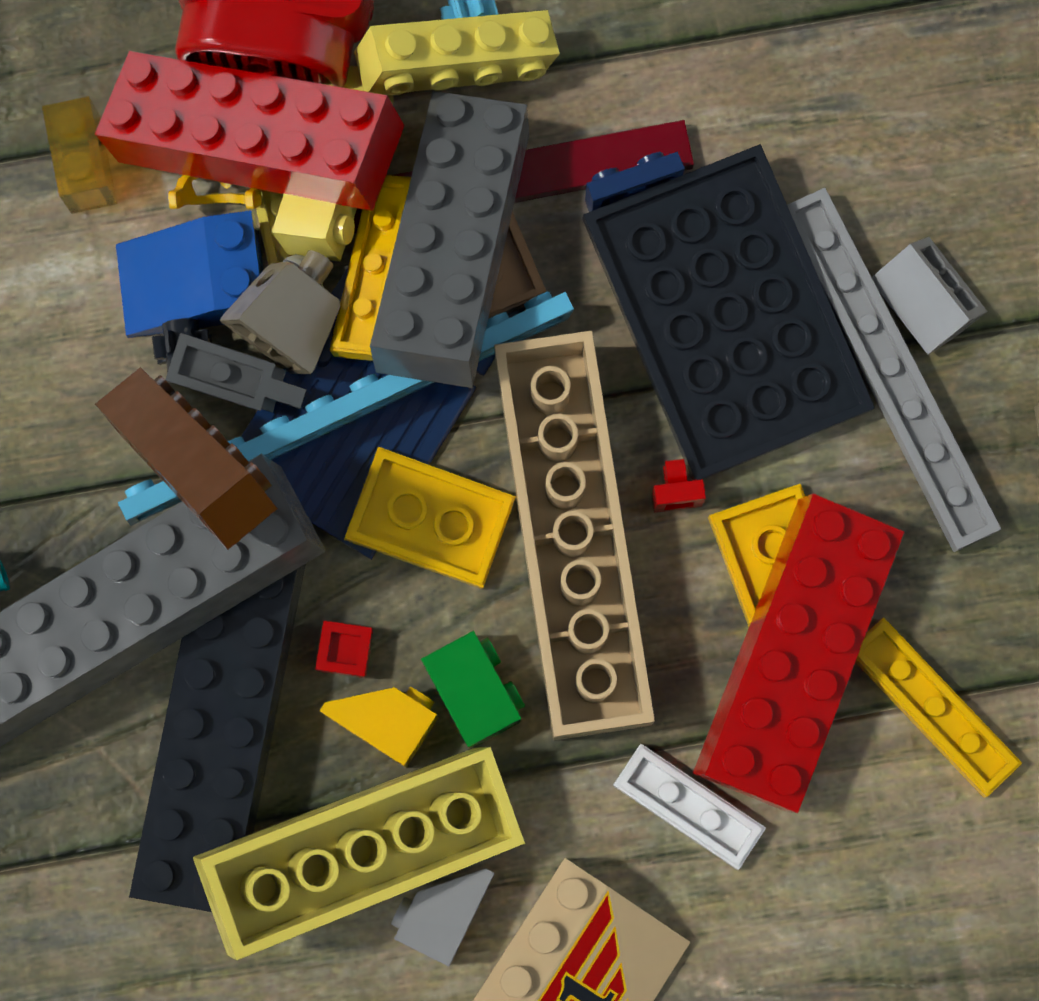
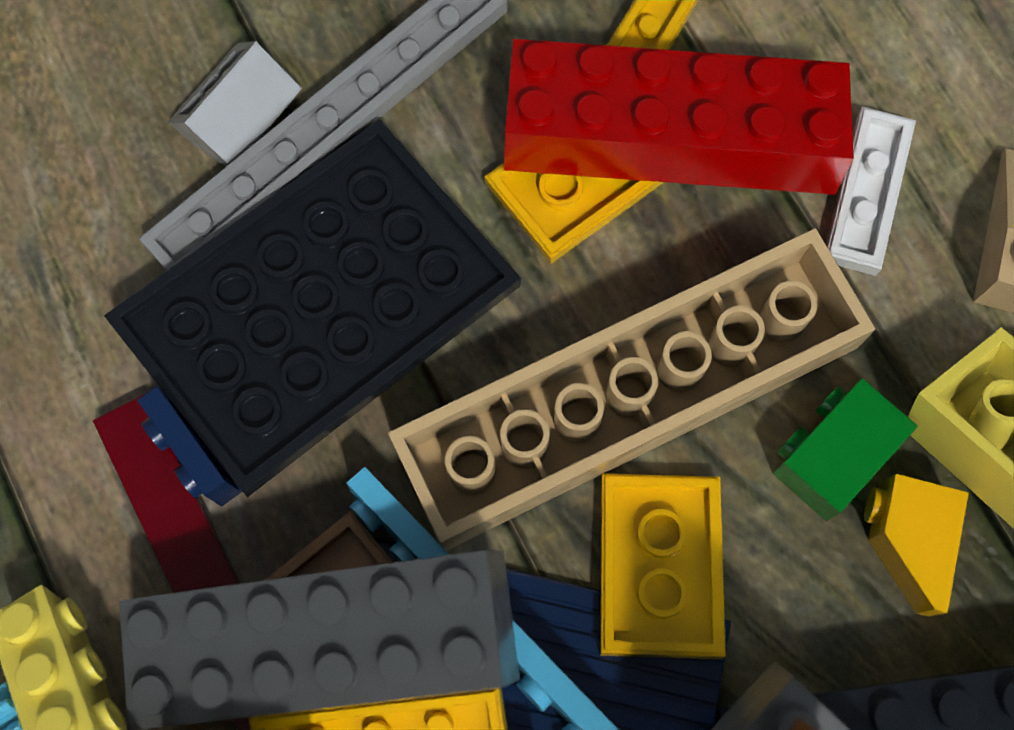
camera: 105 degrees left, 5 degrees down
(344, 649) = (852, 613): red plate -> none
(677, 491) = (536, 296): red tile -> none

